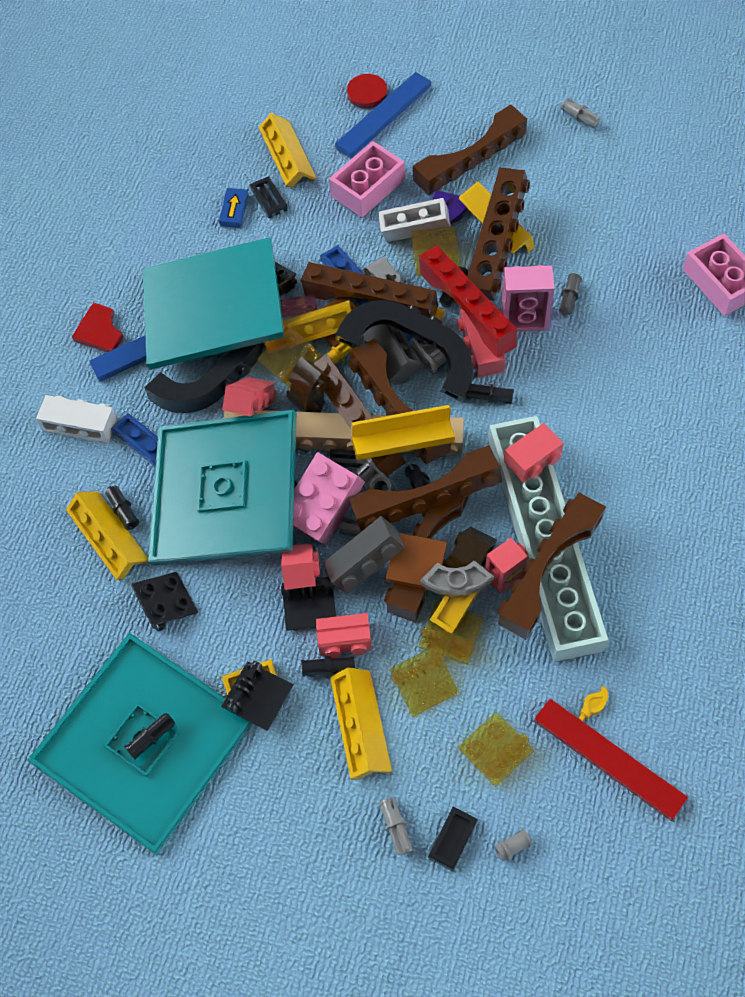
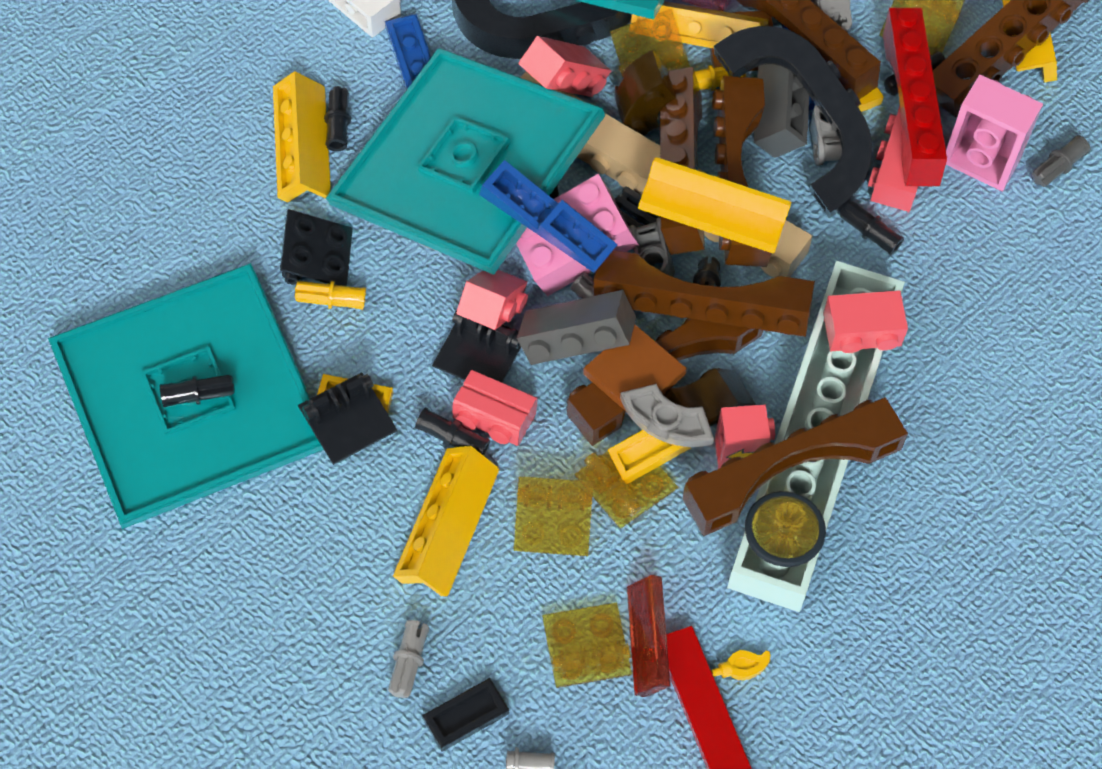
camera: 25 degrees right, 0 degrees up
(193, 622) = (330, 294): none -> yellow axle
(305, 497) = (544, 216): none -> blue slope
(530, 720) = (648, 636): none -> clear red tile
(571, 606) = (785, 529): none -> clear yellow wheel

